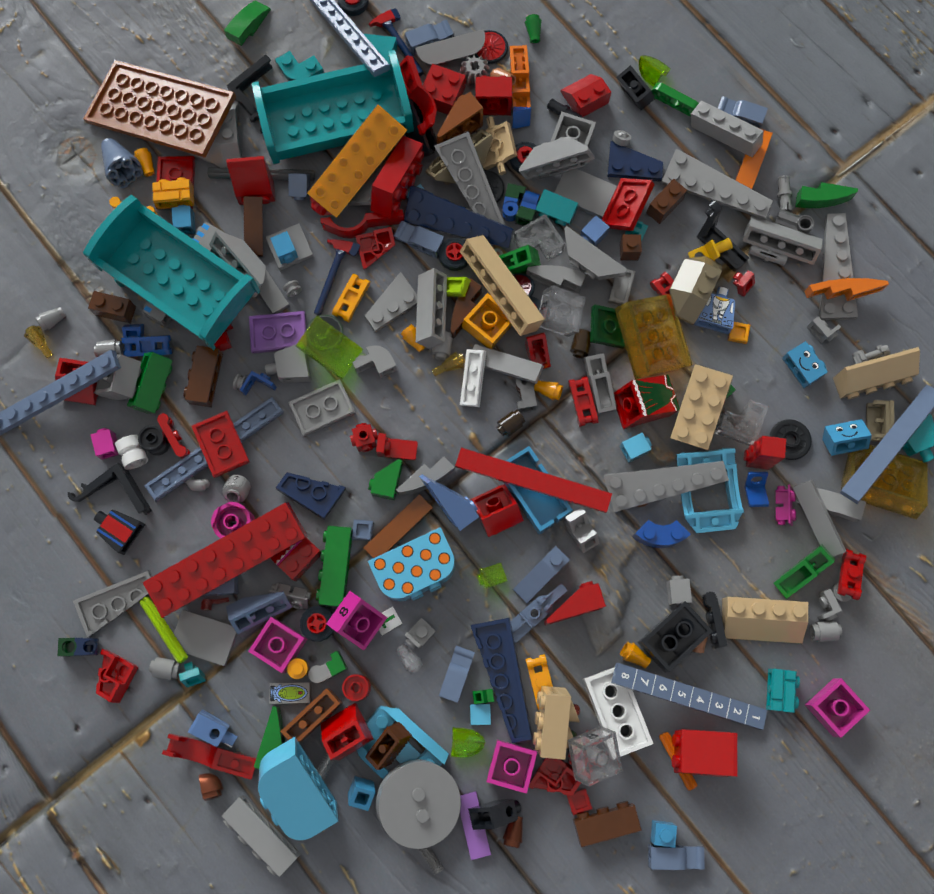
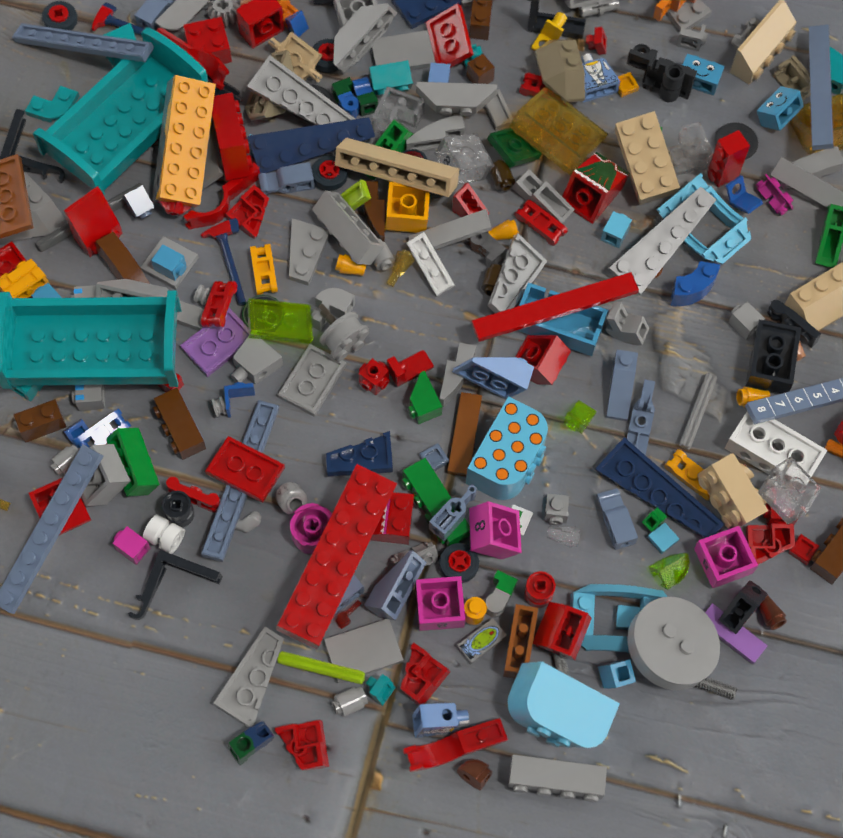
camera: 40 degrees left, 10 degrees down
(118, 529) = (205, 611): torso -> none
(229, 687) = (422, 675): none -> red slope
(272, 736) = (498, 687): green slope -> none
(296, 303) = (218, 303): none -> red plate
(328, 583) = (445, 520): none -> sand blue piece
(364, 389) = (343, 334): none -> light grey wheel
(388, 746) = (609, 612): reddish brown brick -> none
(463, 117) = (250, 54): dark orange slope -> none
(532, 430) = (519, 268): none -> light grey wing
(583, 601) = (676, 379): red slope -> none
(585, 635) = (698, 411): none -> light grey axle
(776, 354) = (664, 74): none -> black plate

